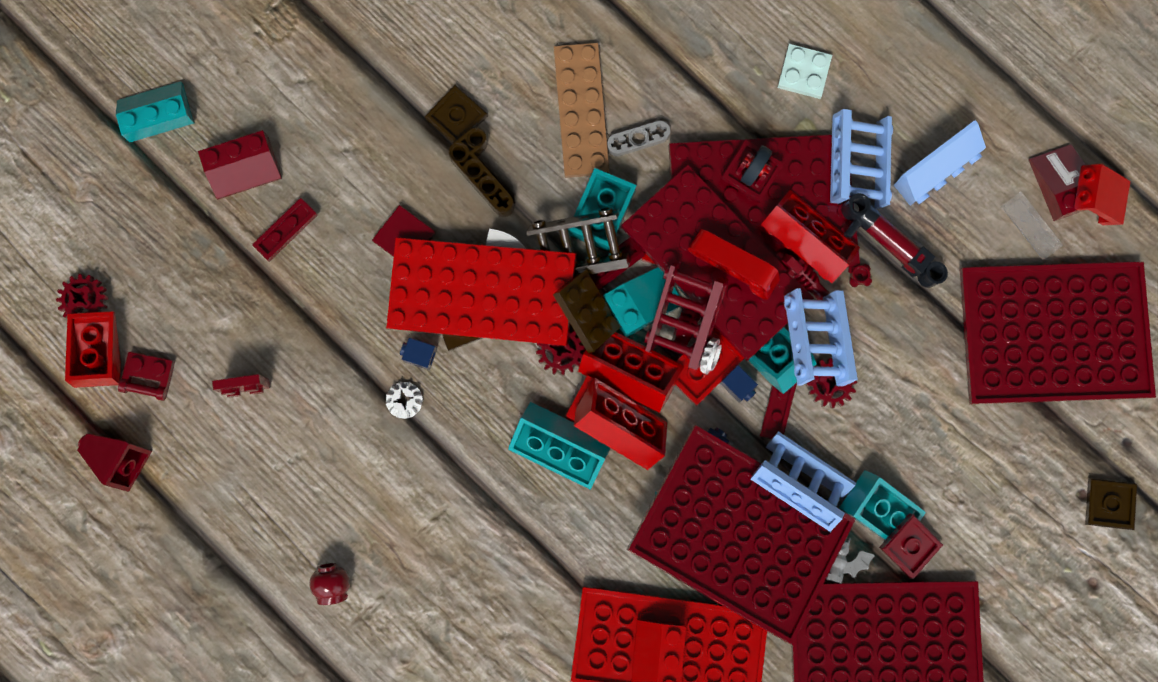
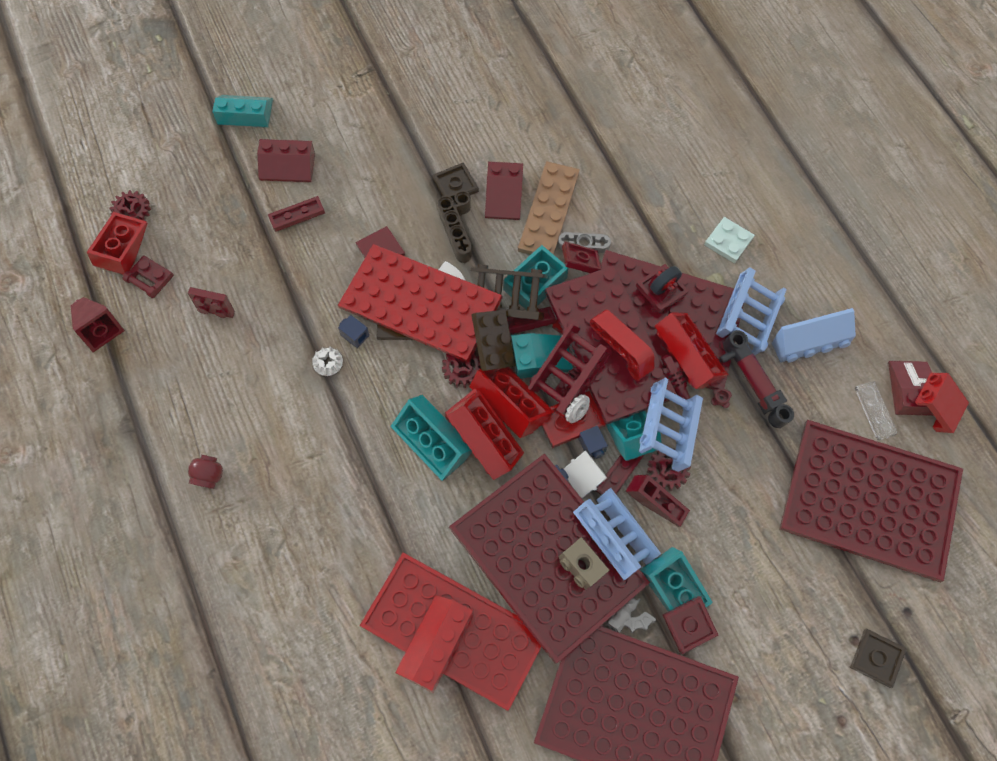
camera: 20 degrees right, 15 degrees down
(519, 106) = (504, 190): none -> dark red slope
(645, 165) = (581, 258): none -> dark red tile
(742, 424) = (584, 474): none -> white piece
(796, 533) = (594, 566): none -> dark tan brick
(830, 422) = (657, 499): none -> dark red slope

